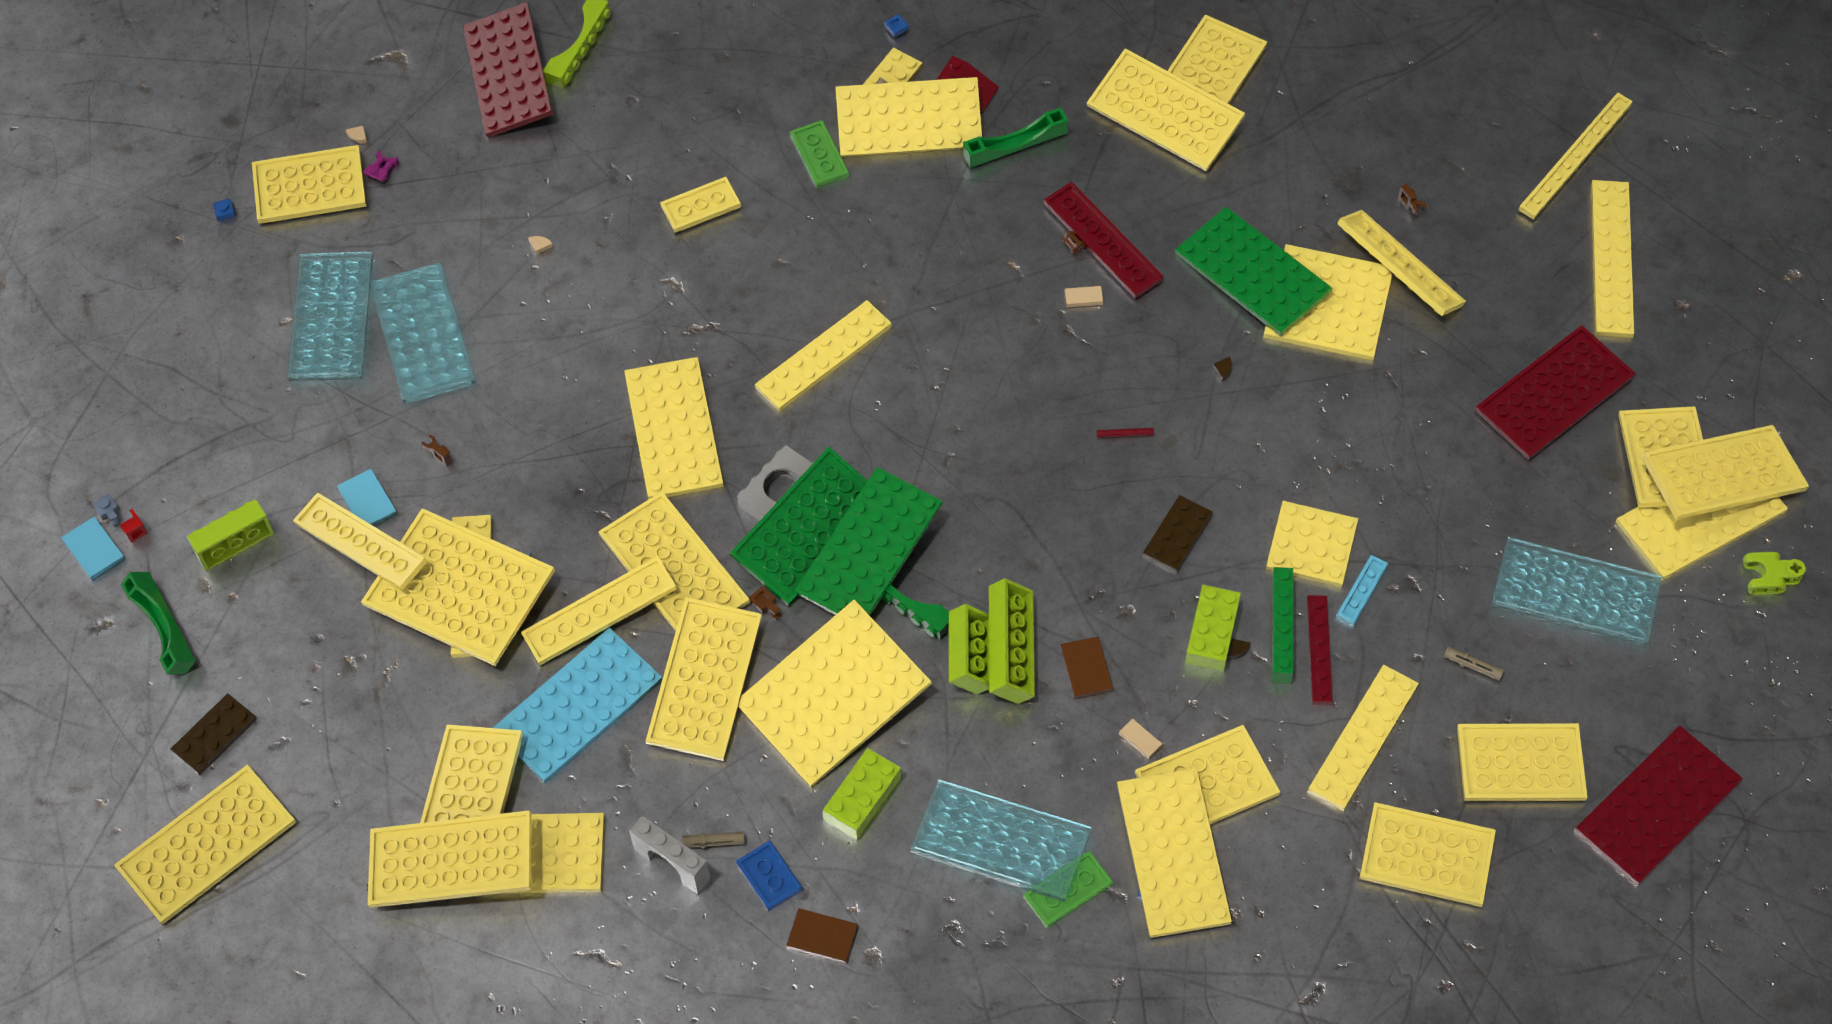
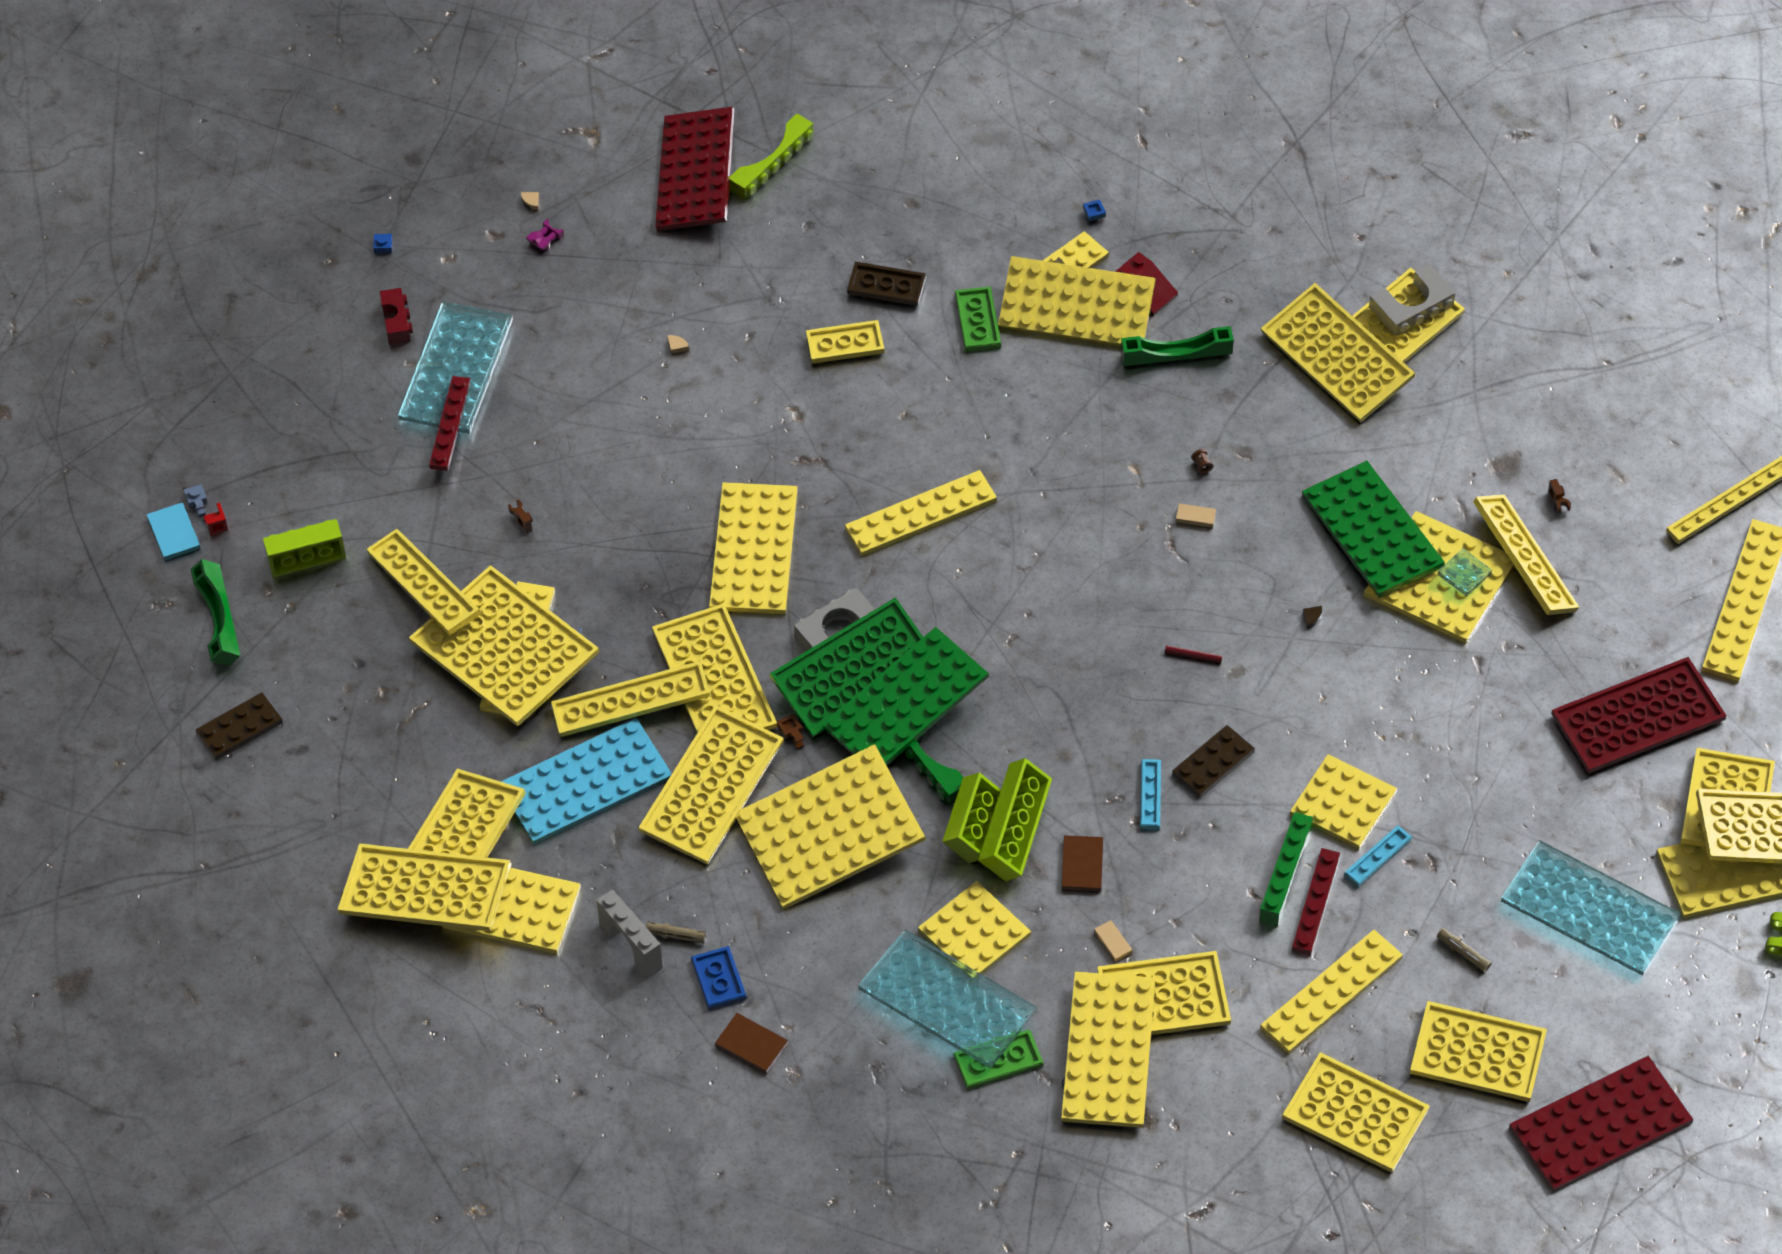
camera: 15 degrees right, 5 degrees down
(204, 844) = (204, 821): light yellow plate -> none
(262, 289) = (397, 327): none -> dark red arch
(308, 184) = (470, 237): light yellow plate -> none
(341, 374) = (450, 423): none -> dark red plate
(367, 498) = (442, 545): medium azure tile -> none
(422, 333) = (539, 403): clear light blue plate -> none
(722, 139) = (886, 283): none -> dark brown plate
(862, 793) = (828, 925): lime brick -> none
(1004, 761) = (975, 929): none -> light yellow plate
(1103, 240) = (1233, 465): dark red plate -> none
(1128, 582) = (1150, 794): none -> medium azure tile
(1212, 628) = (1217, 855): lime brick -> none
(1213, 63) = (1399, 317): none -> light grey arch
(1237, 648) = (1236, 880): dark brown tile -> none
(1352, 292) = (1464, 572): none -> clear light blue plate

